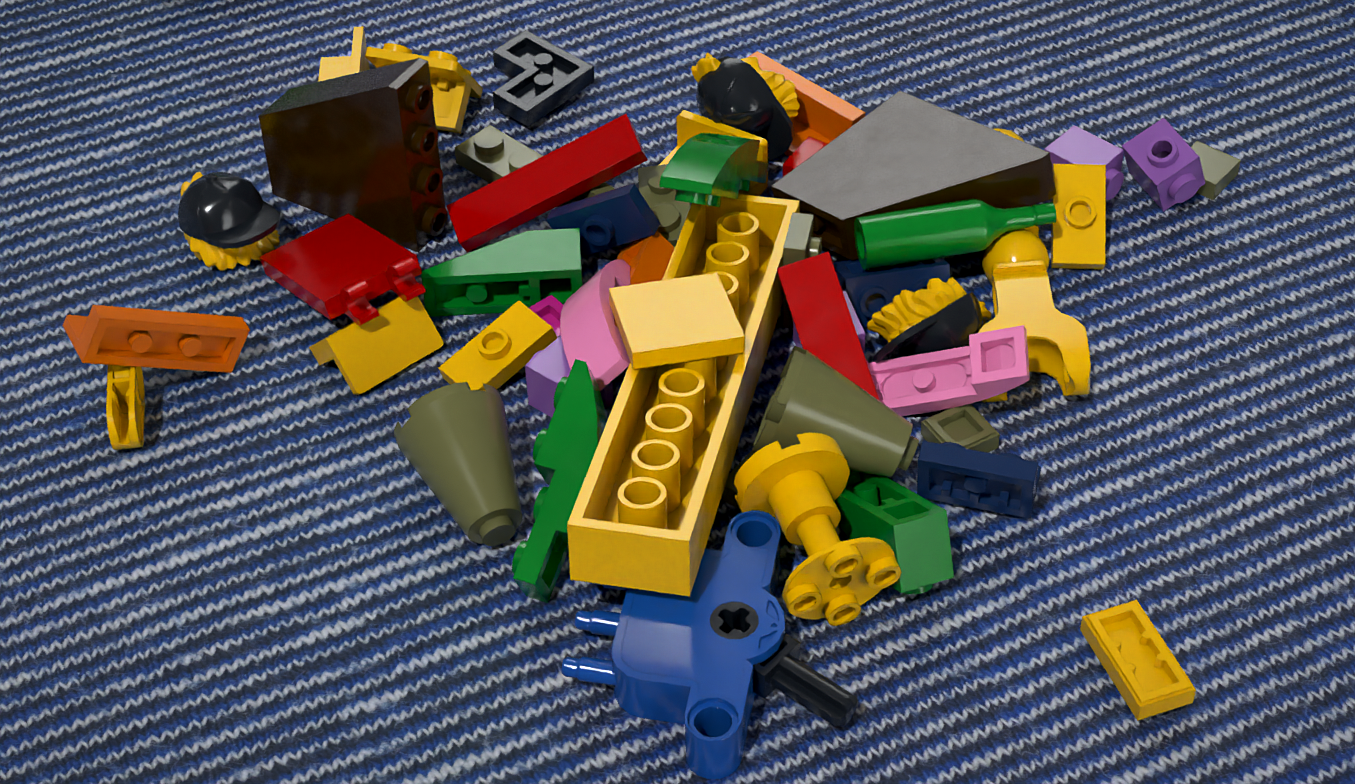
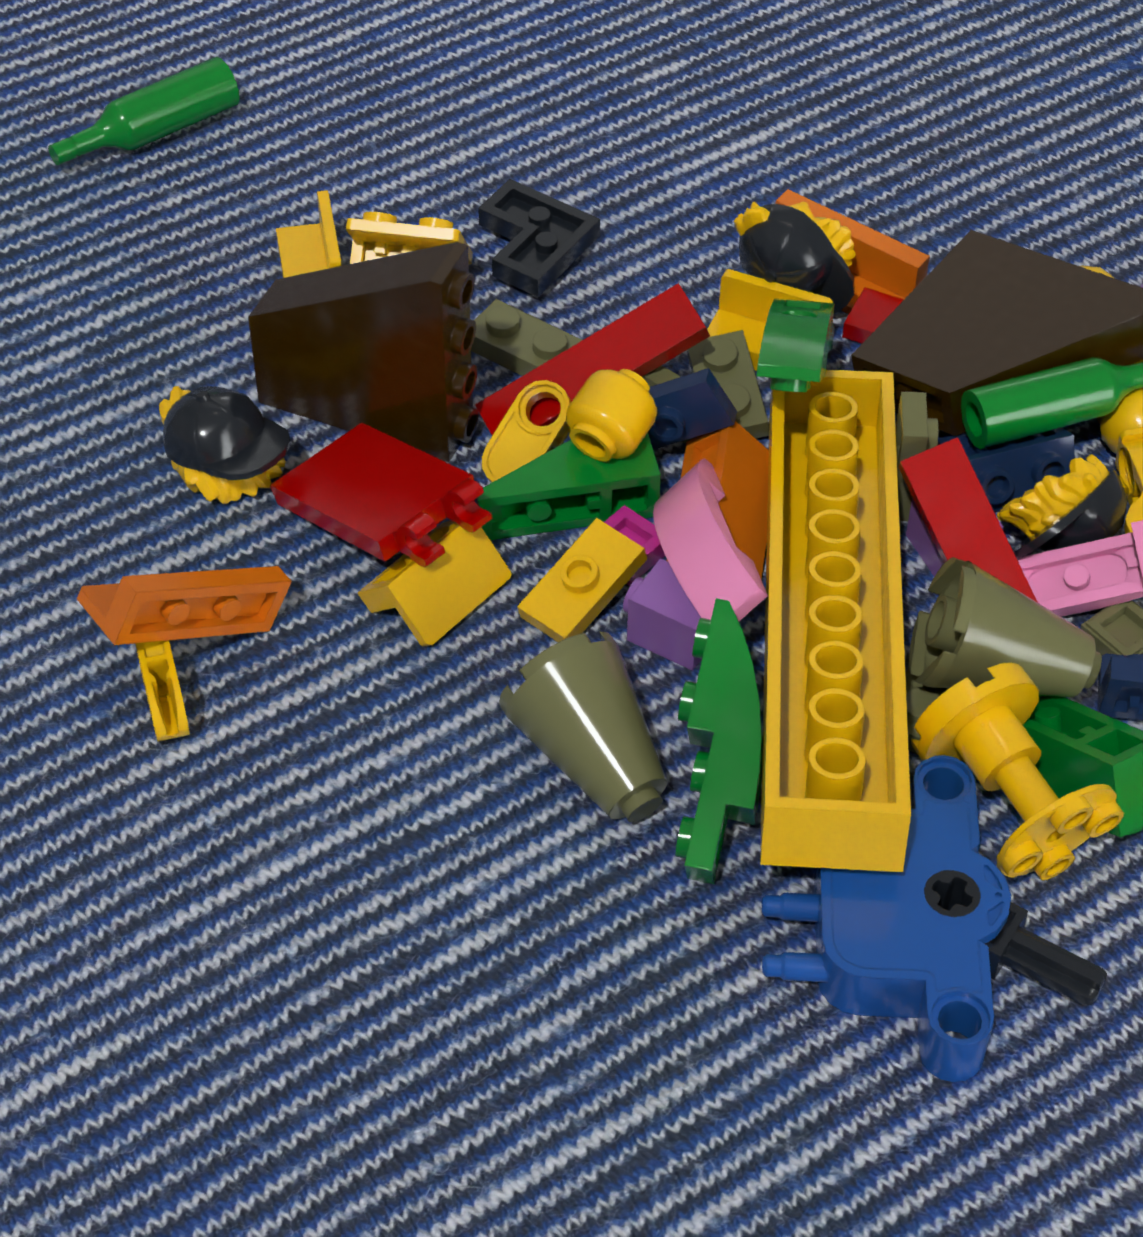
camera: 10 degrees left, 5 degrees up
(472, 229) = (518, 439): none -> yellow piece
(544, 215) = (611, 414): none -> yellow head
(676, 321) = (809, 537): yellow tile -> none

